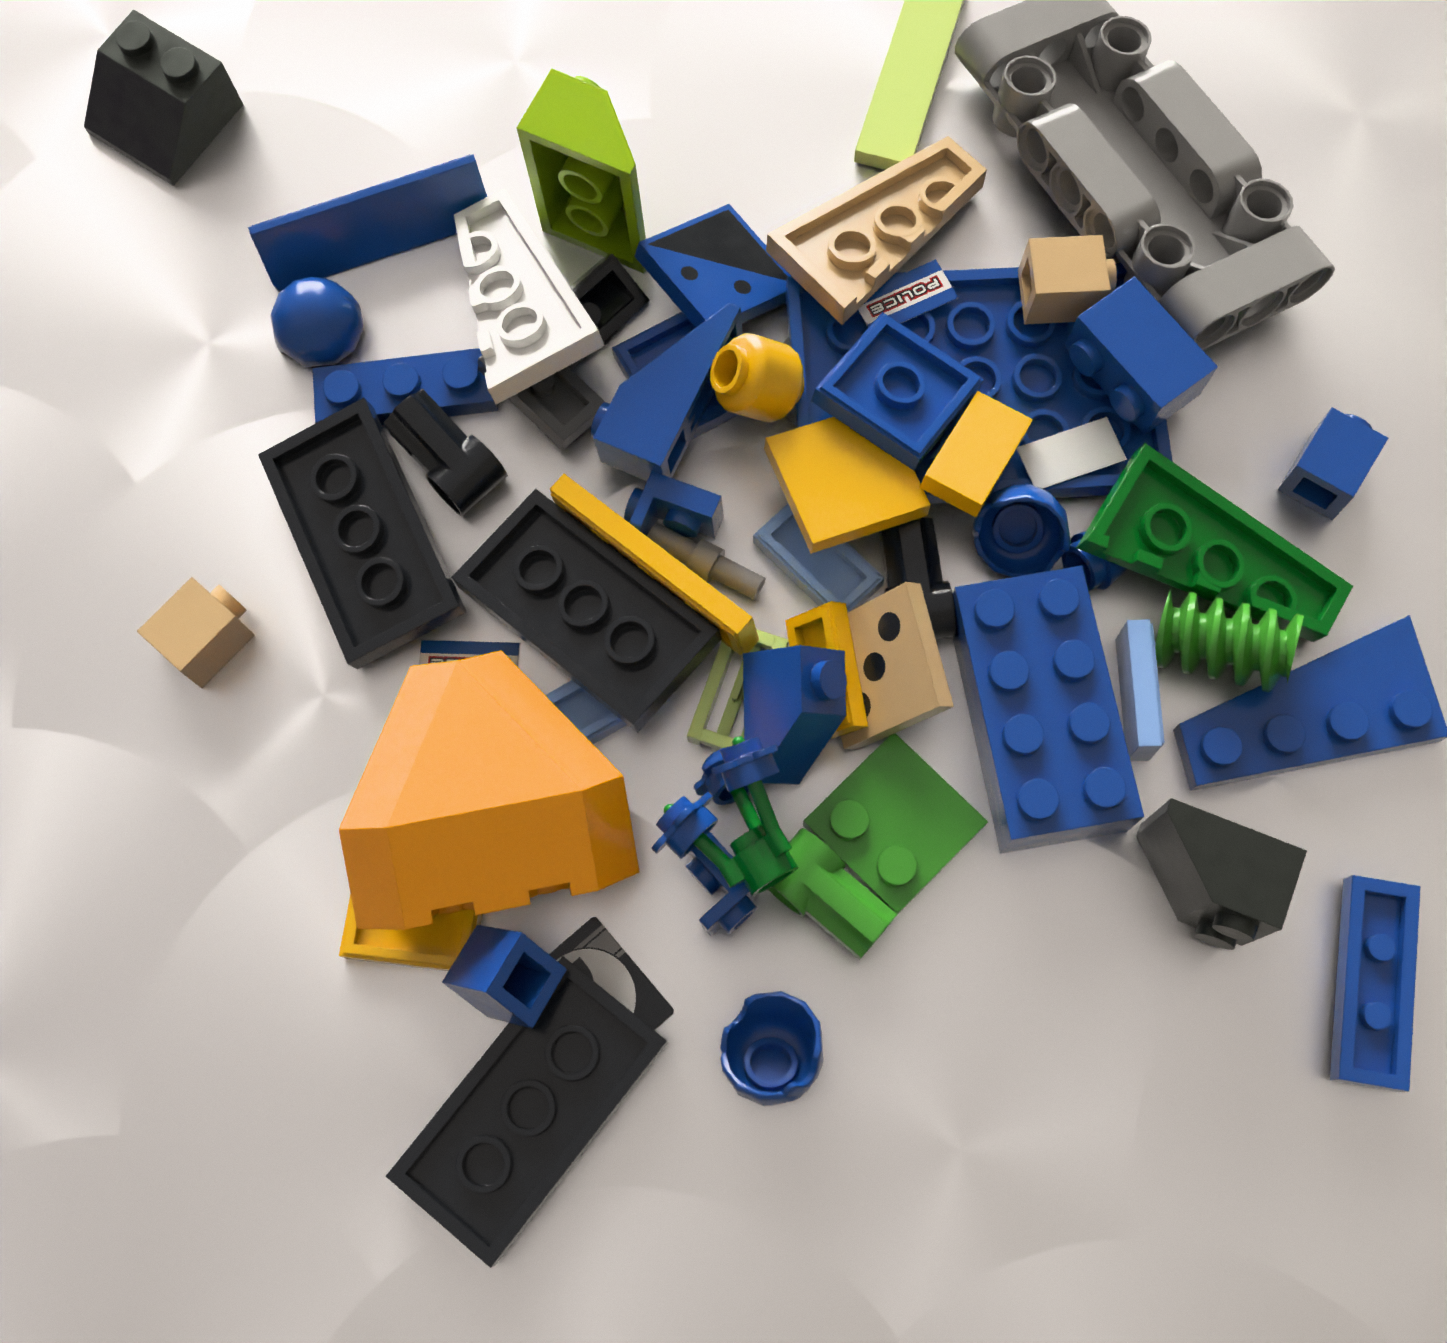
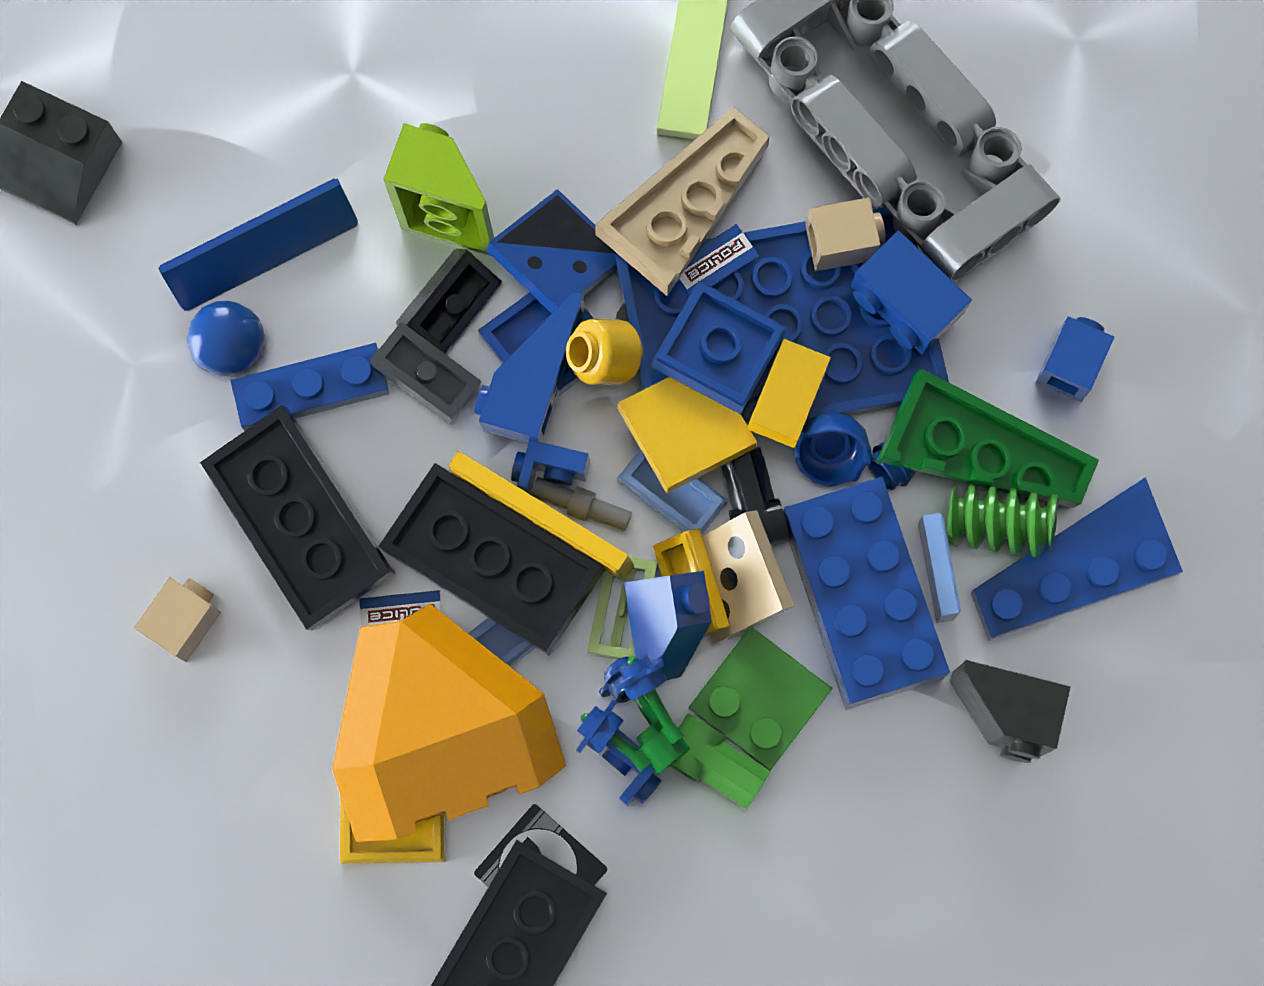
camera: 10 degrees left, 5 degrees up
(455, 464) = (366, 449): black piece -> none
(504, 975) = (475, 861): blue brick -> none
(520, 299) = (401, 309): white wing -> none
(772, 1049) = (688, 888): blue hair -> none
(1071, 453) = (865, 378): white sticker -> none
(1375, 984) = (1139, 773): blue plate -> none

